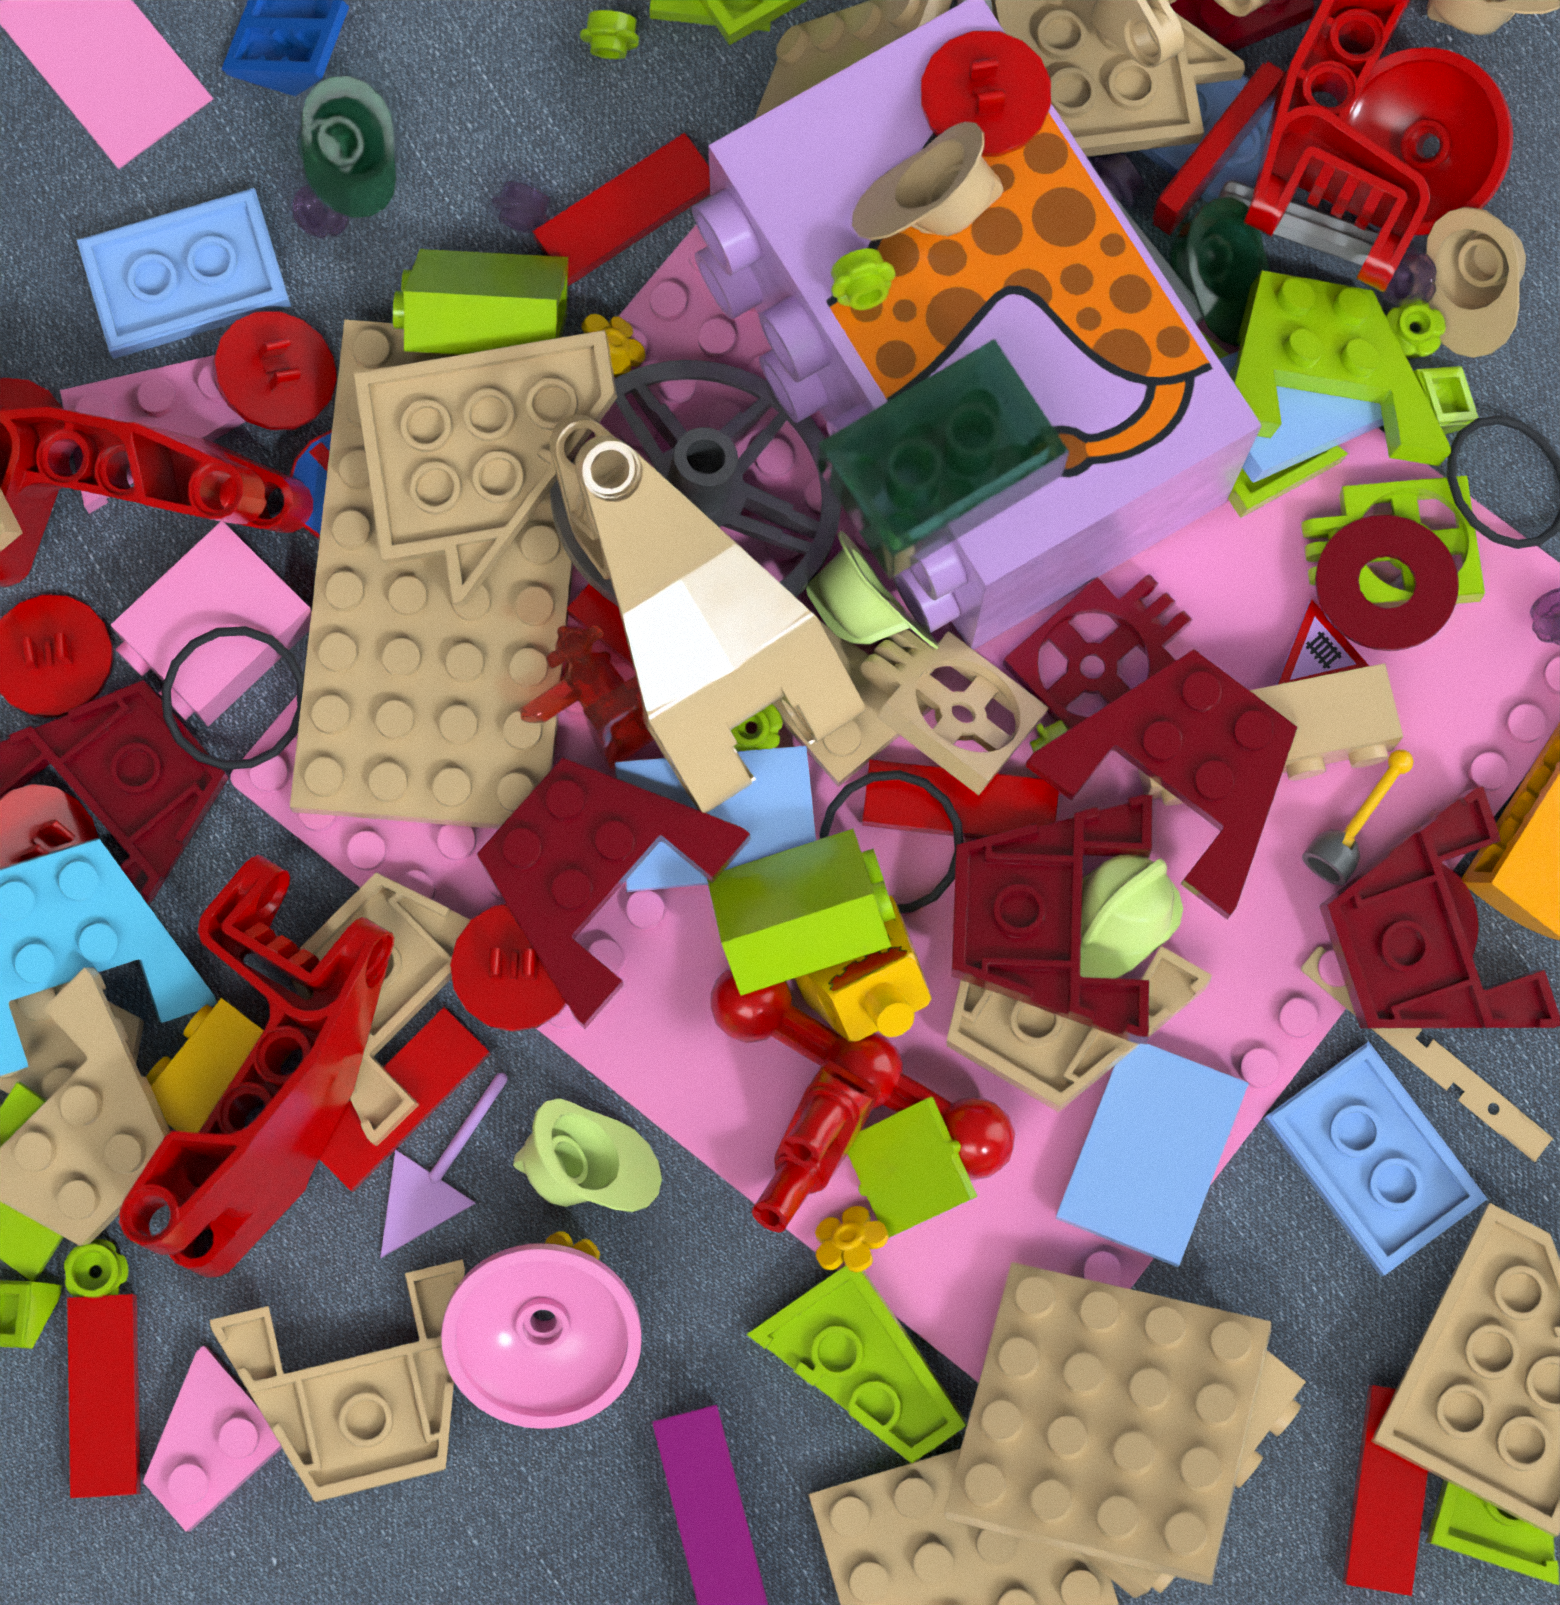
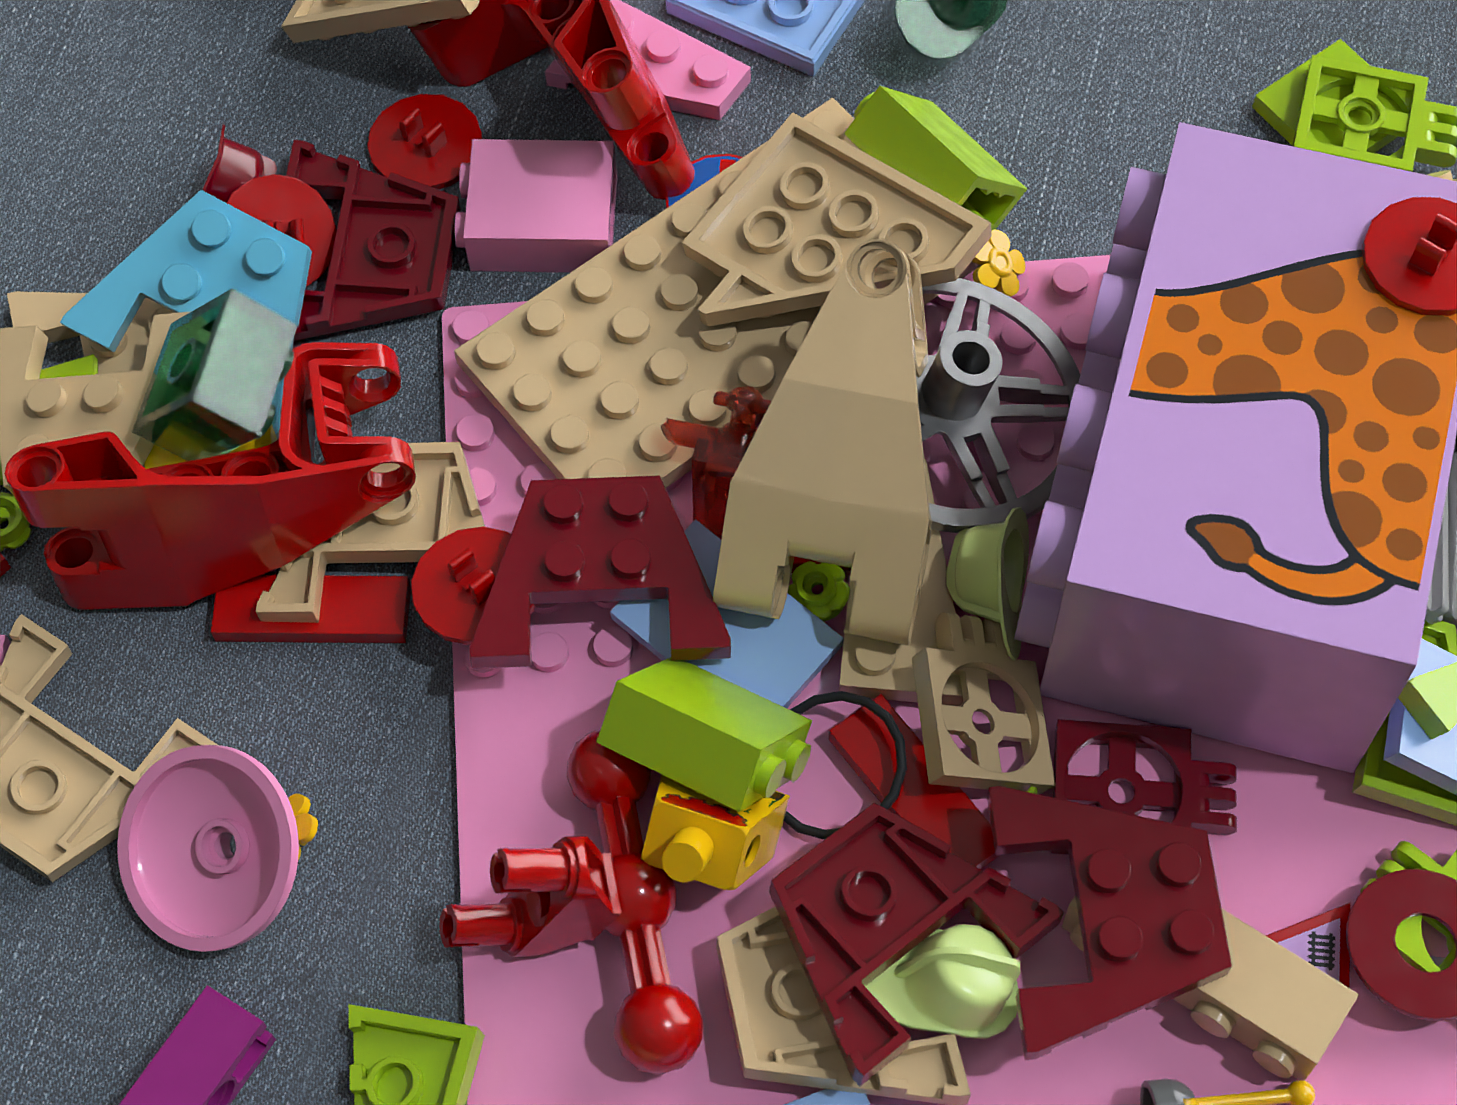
camera: 50 degrees right, 15 degrees down
(167, 700) = (449, 210): black piece -> none
(174, 1013) = (216, 378): none -> clear green brick
(274, 370) = (752, 92): red piece -> none
(311, 217) = (887, 34): clear purple plate -> none
(420, 1197) = (253, 686): lavender piece -> none
(521, 206) = (1032, 139): clear purple plate -> none
(588, 1158) = (381, 765): yellowish green piece -> none
(610, 34) = (1211, 88): lime plate -> none
(626, 208) = (1070, 196): red tile -> none
(849, 1240) = (491, 1010): yellow plant -> none
(861, 279) = (1196, 286): lime plate -> none
(910, 1167) = (588, 1000): lime piece -> none
(932, 190) = (1320, 280): tan piece -> none
(942, 458) = (1122, 446): clear green brick -> none

